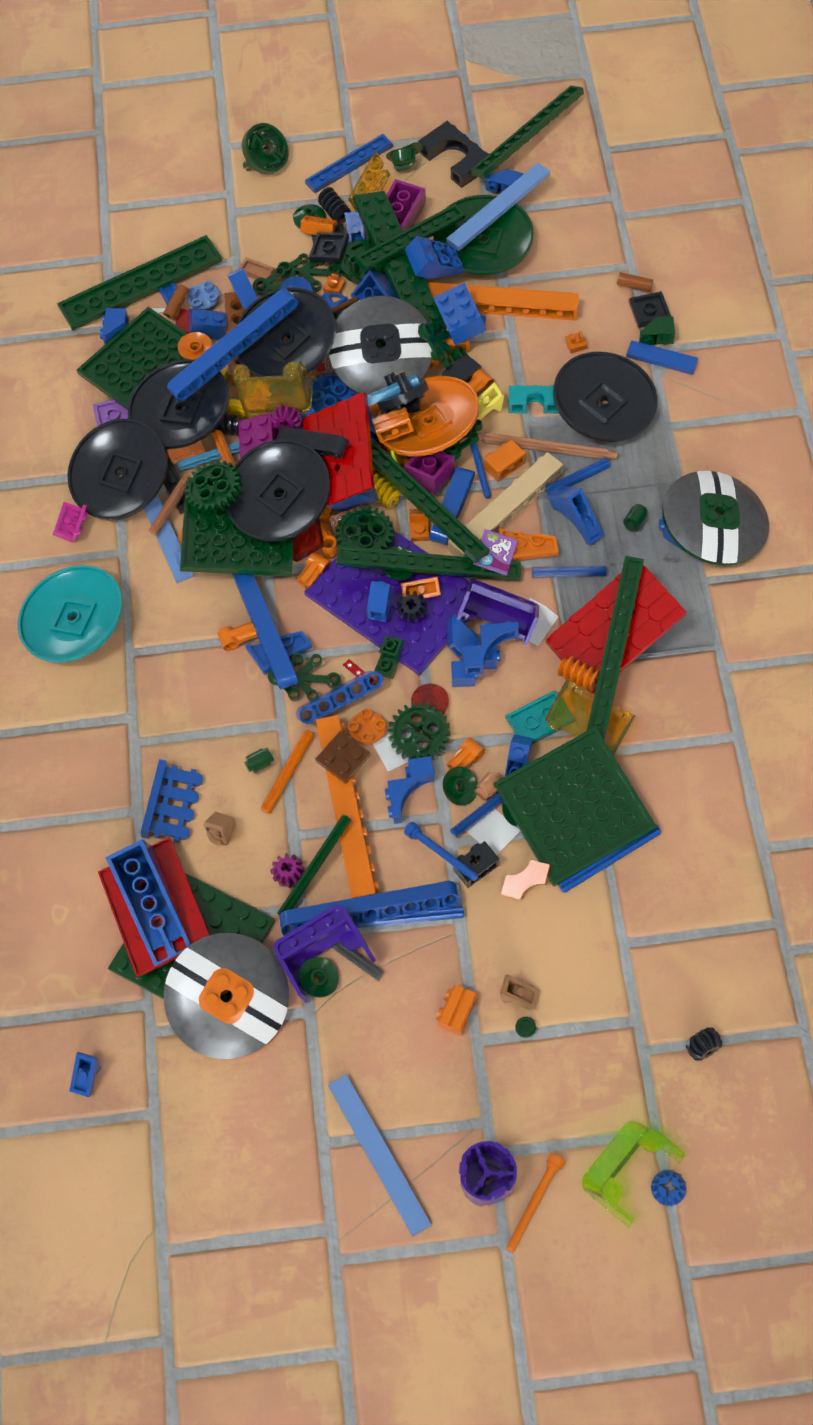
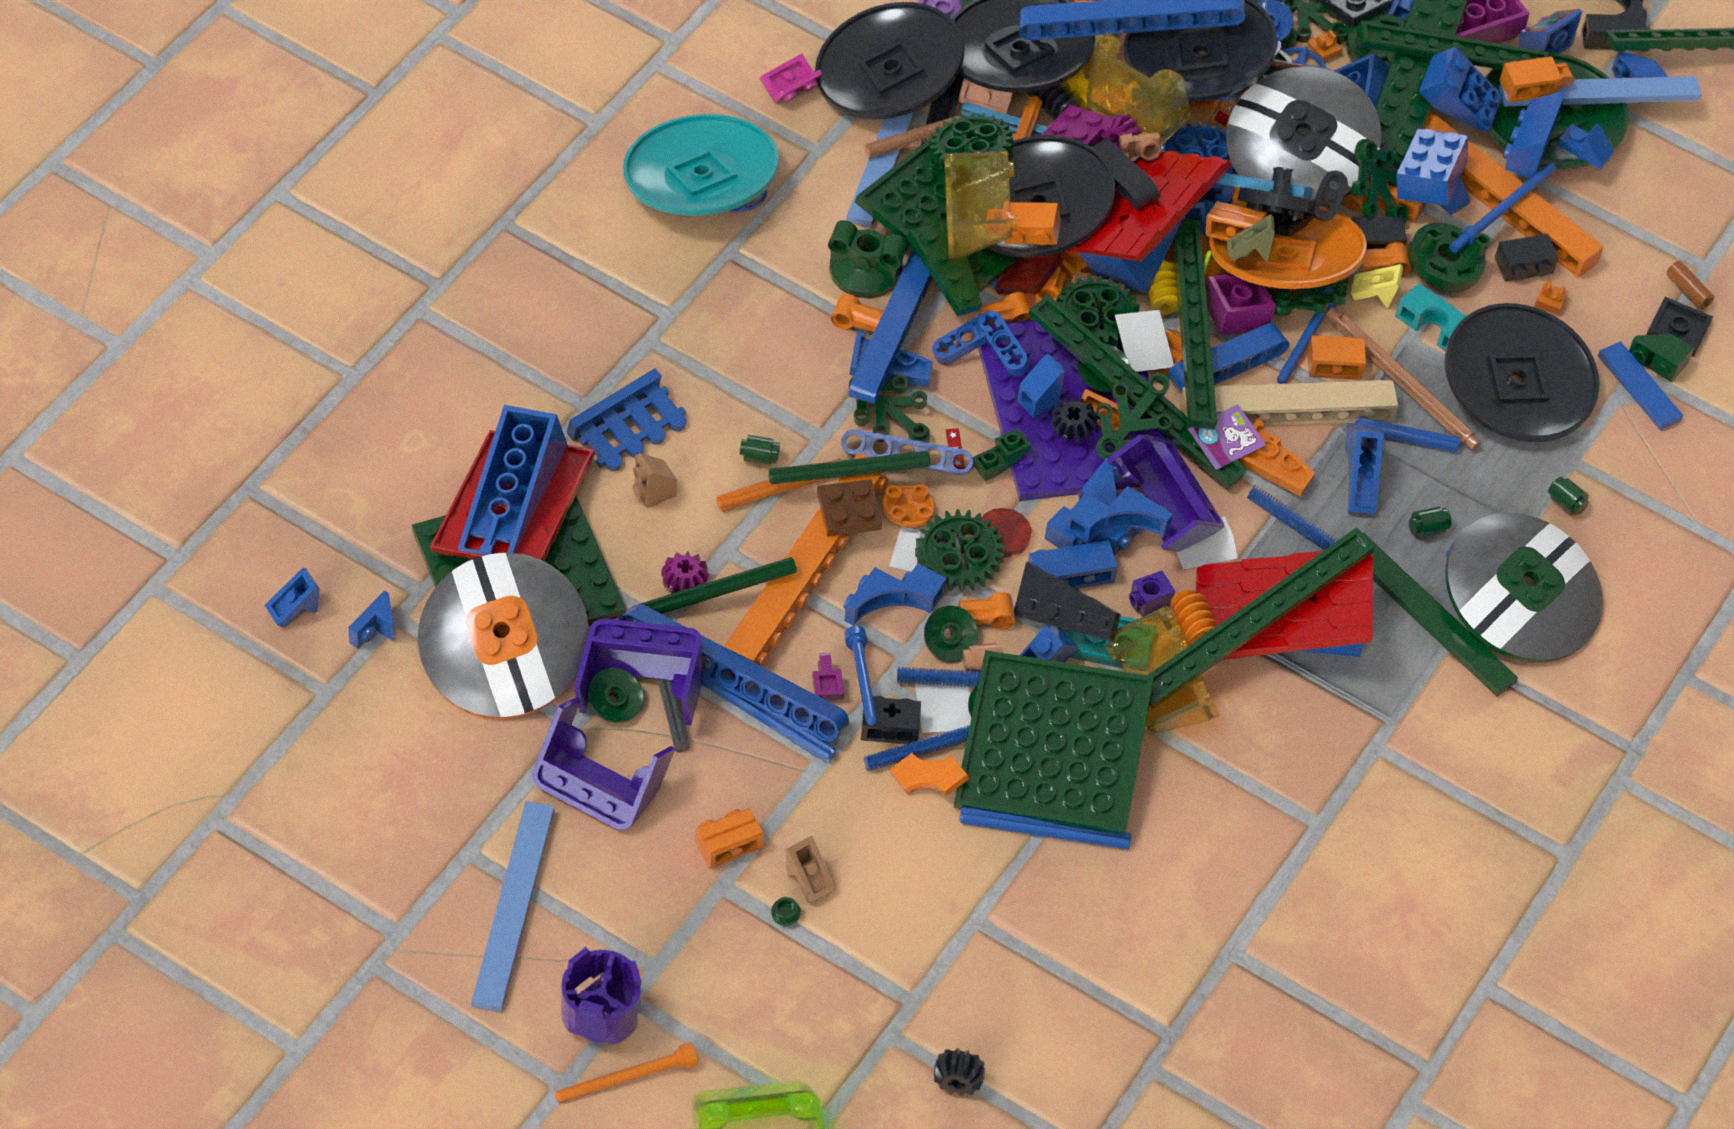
camera: 30 degrees right, 10 degrees down
(142, 1042) = (375, 618): none -> blue slope
(216, 609) = (865, 260): none -> dark green piece
(255, 521) = (978, 201): none -> clear yellow windscreen
(264, 568) = (951, 275): none -> dark green wing
(289, 512) = (1035, 223): none -> orange brick
(305, 416) = (1142, 145): none -> nougat plate
(316, 593) = (983, 334): none -> blue beam
(318, 736) = (849, 467): none -> dark green axle
(356, 1041) = (589, 785): none -> dark purple windscreen
(404, 530) = (1144, 340): none -> white sticker
(415, 424) = (1257, 237): none -> olive slope
(421, 870) = (827, 682): none -> magenta plate
(426, 371) = (1329, 196): none -> black plate
(441, 191) = (1552, 32): none -> blue slope
(441, 583) = (1130, 421): none -> dark green plant
(464, 224) = (1534, 78): none -> orange brick
(484, 693) = (1079, 564): none -> blue brick
(493, 255) = (1533, 134): none -> blue slope
(501, 723) = (1056, 603): none -> black wing
(503, 868) = (916, 748): none -> blue axle
(509, 337) = (1468, 234): none -> blue bar
(510, 349) = (1434, 241): none -> dark green piece
(520, 243) = (1590, 146): none -> blue slope
(542, 668) = (1160, 593): none -> dark purple brick
(544, 329) = (1526, 257): none -> black brick
(687, 447) = (1568, 495): none -> dark green brick
(689, 570) = (1441, 623): none -> dark green tile

